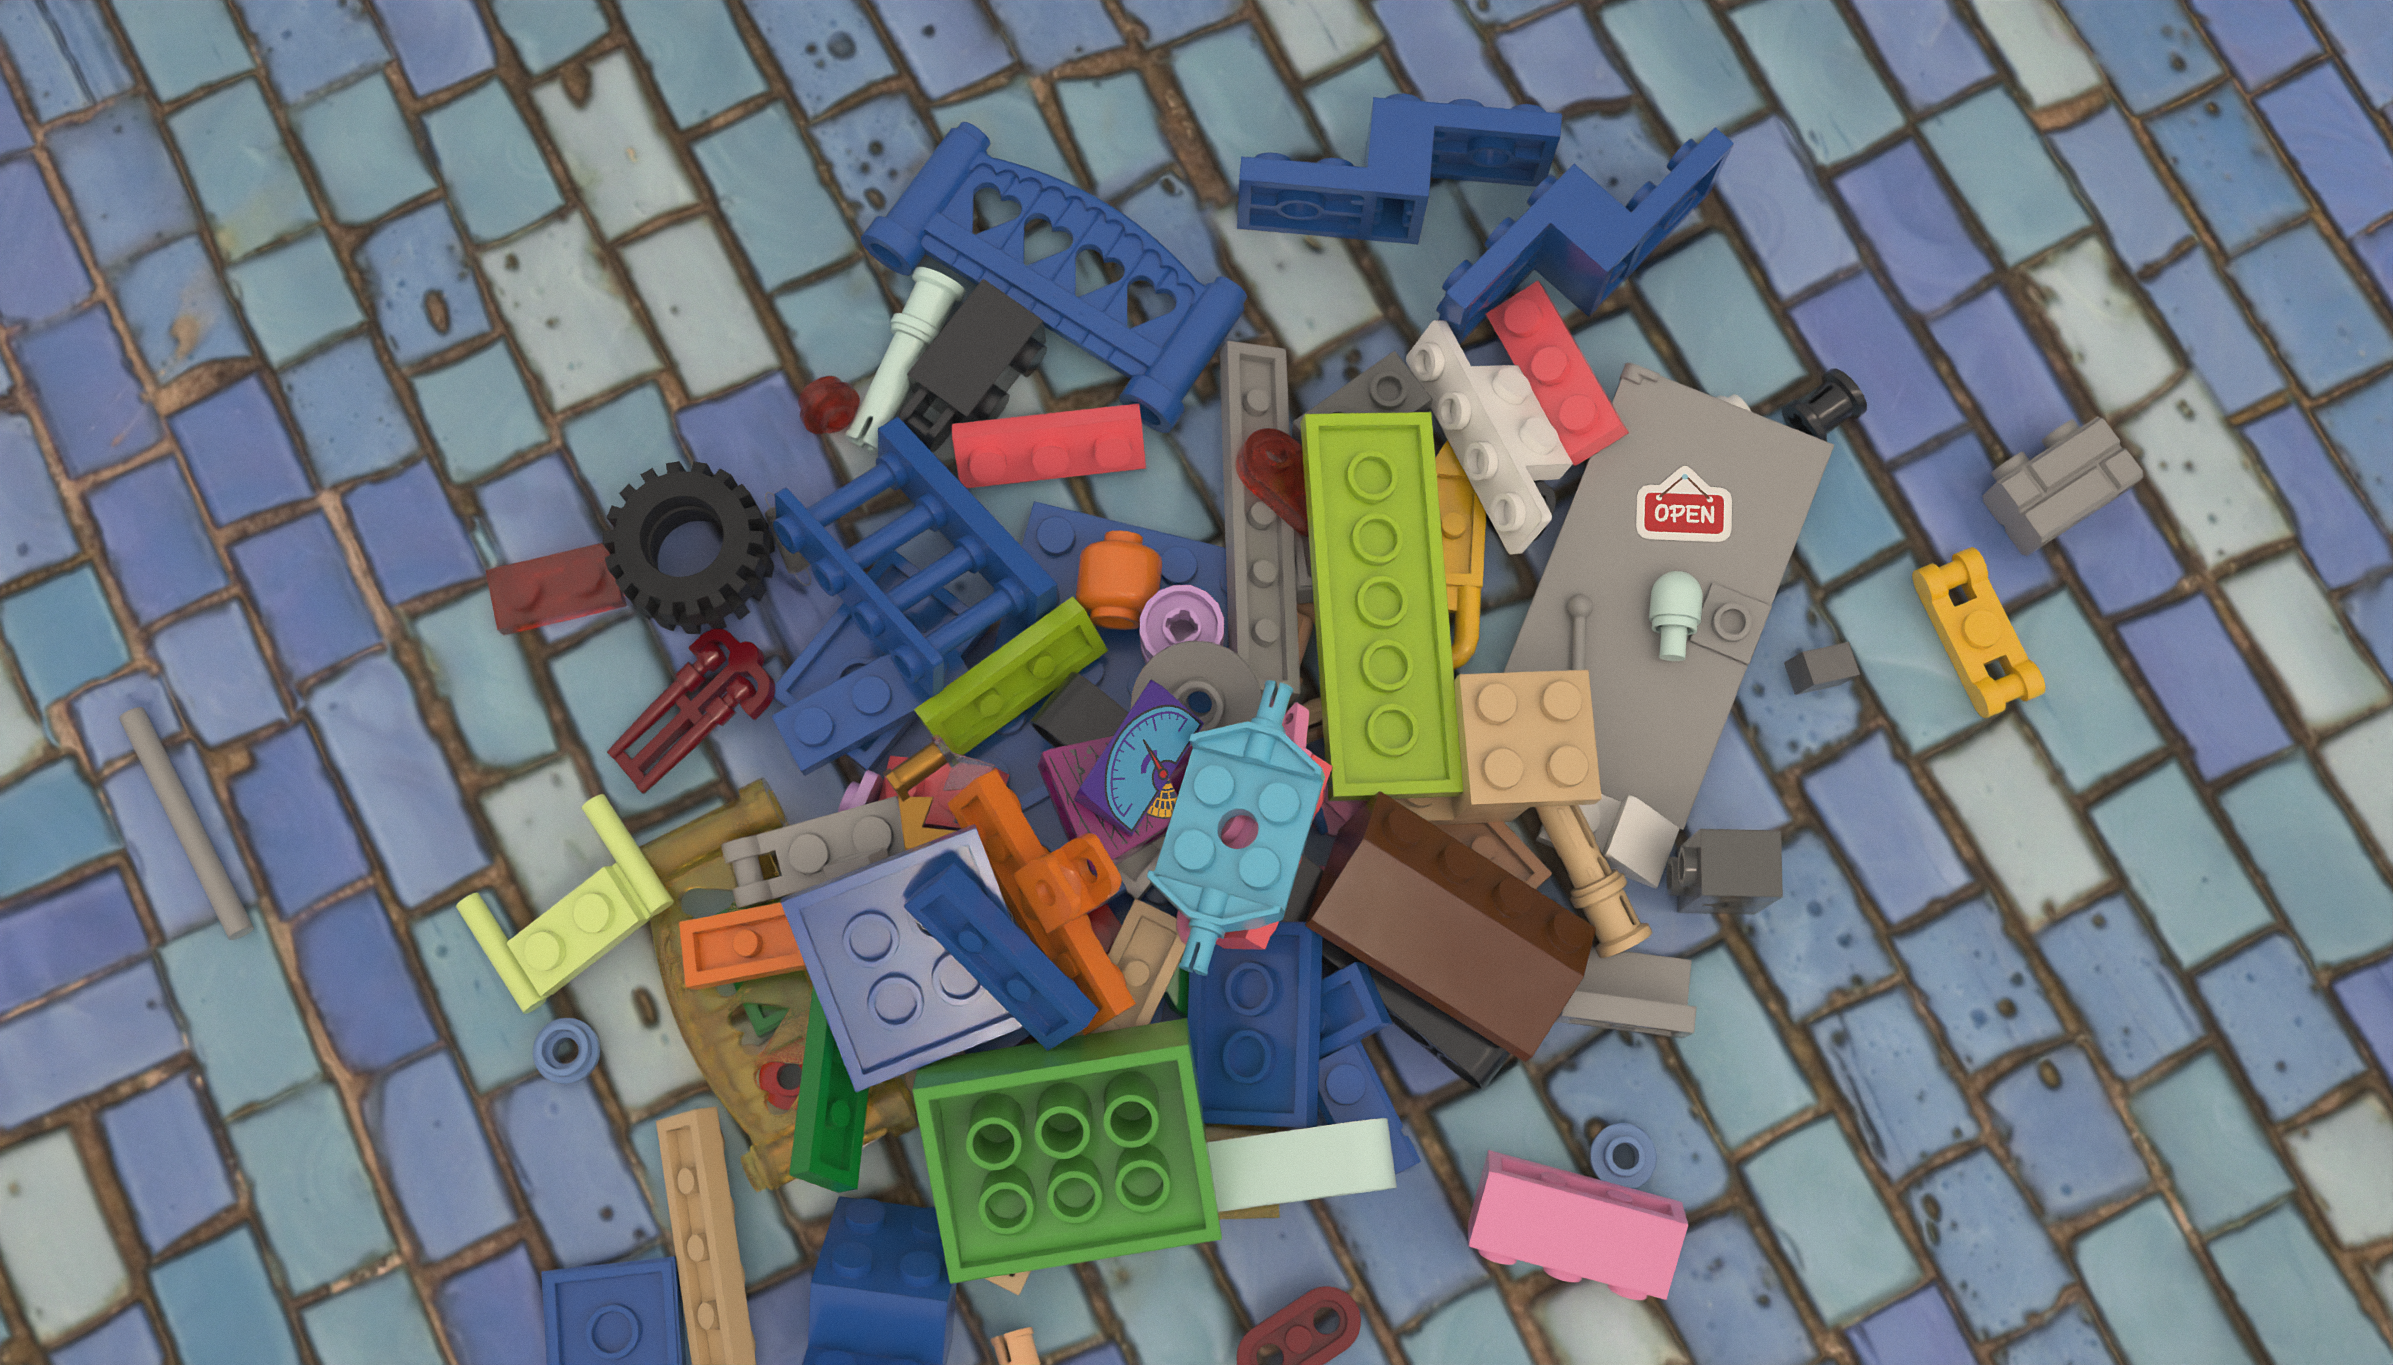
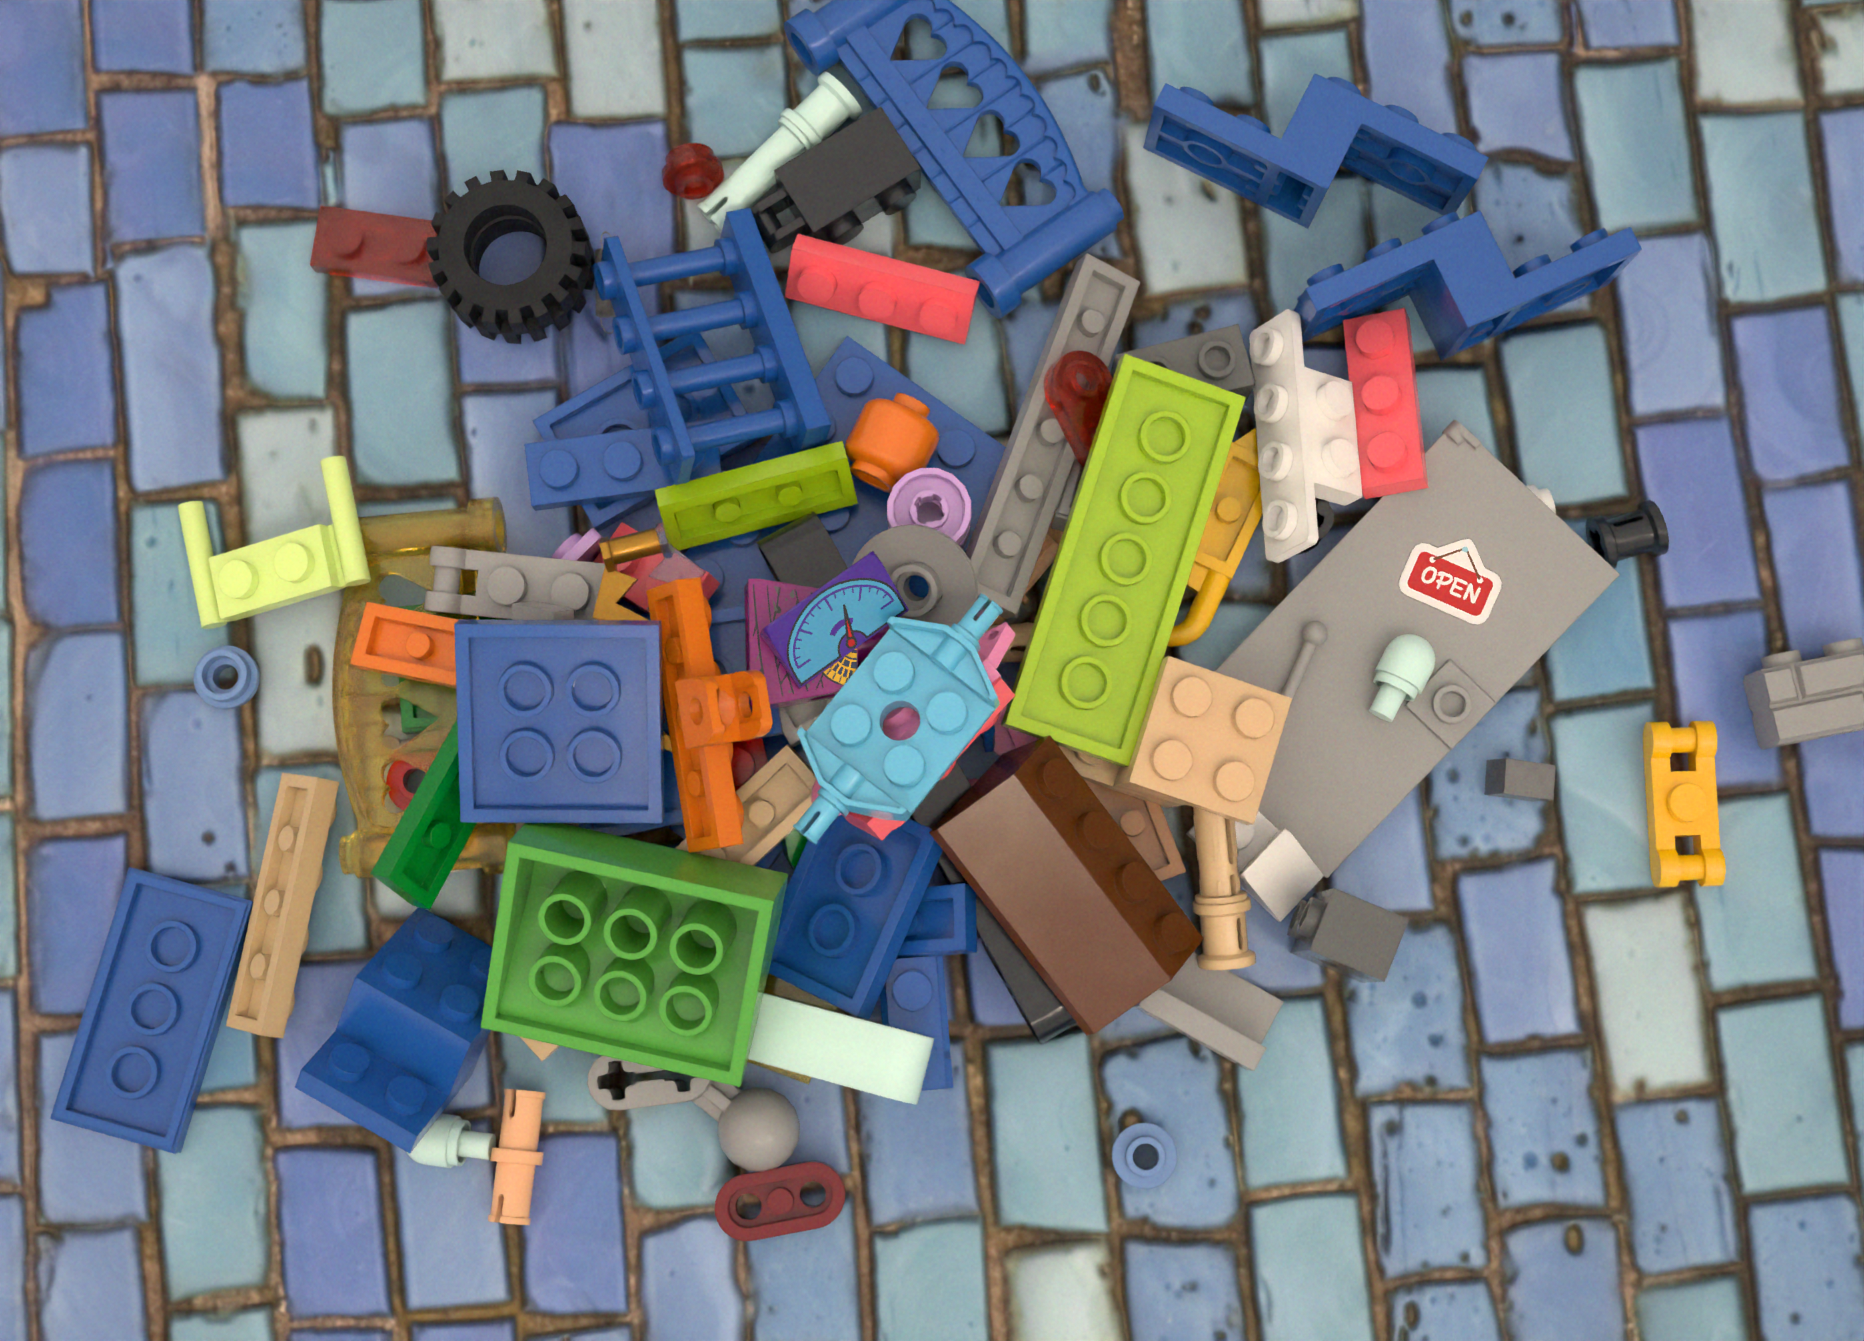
camera: 20 degrees right, 5 degrees up
(744, 661) = (522, 382): dark red piece -> none
(1001, 957) = (635, 753): blue plate -> none
(1246, 1277) = (754, 1125): none -> light grey beam
(1576, 1226) = (1074, 1202): bright pink brick -> none

